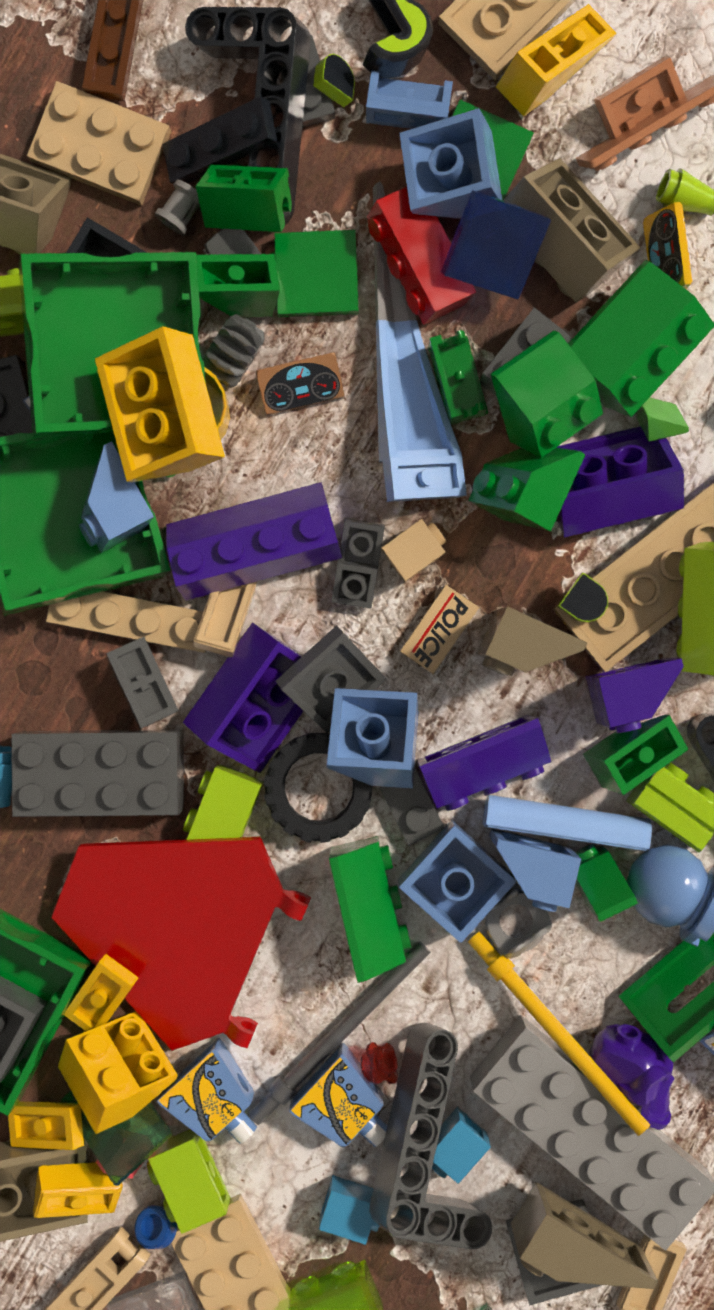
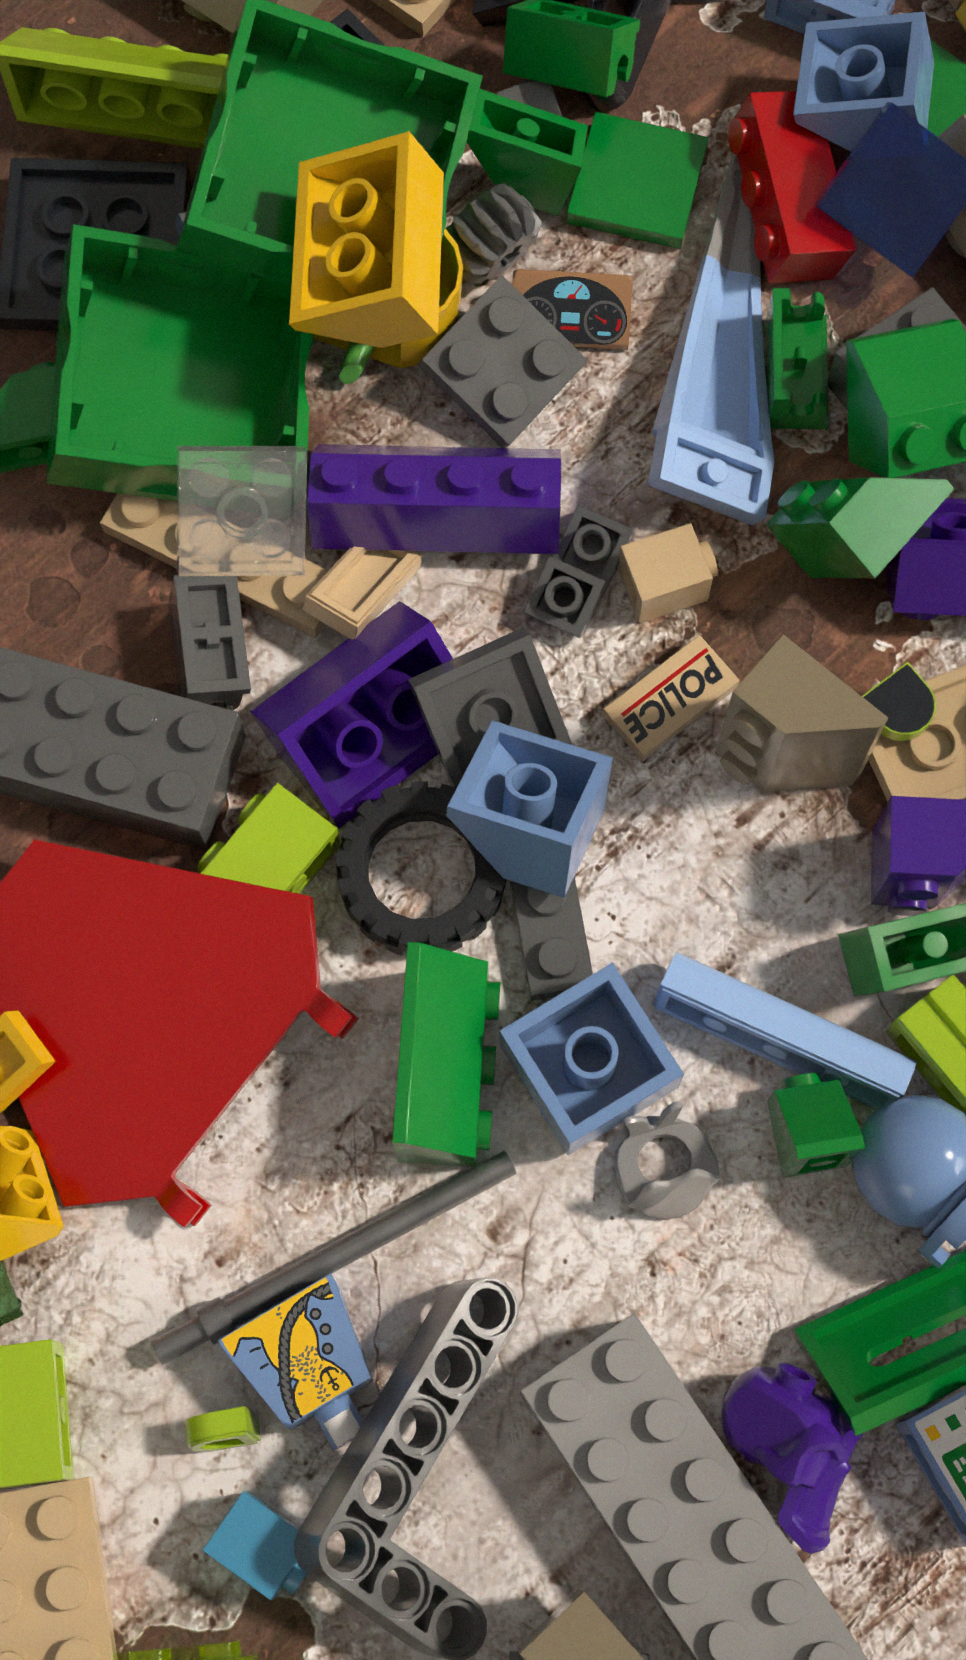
camera: 15 degrees right, 15 degrees down
(113, 505) = (256, 375): medium blue slope -> none
(135, 602) = (241, 510): none -> clear plate
(179, 207) = (476, 43): light grey bush -> none
(211, 1095) = (103, 1289): torso -> none
(268, 435) = (502, 362): none -> dark grey plate
(307, 1152) = (222, 1429): none -> lime tile
(379, 1063) = (383, 1320): clear red plate -> none
(459, 1146) = (465, 1492): dark azure brick -> none
(485, 762) = (685, 892): dark purple slope -> none
(502, 969) = (622, 1229): yellow bar -> none
(541, 868) = (724, 1068): medium blue slope -> none

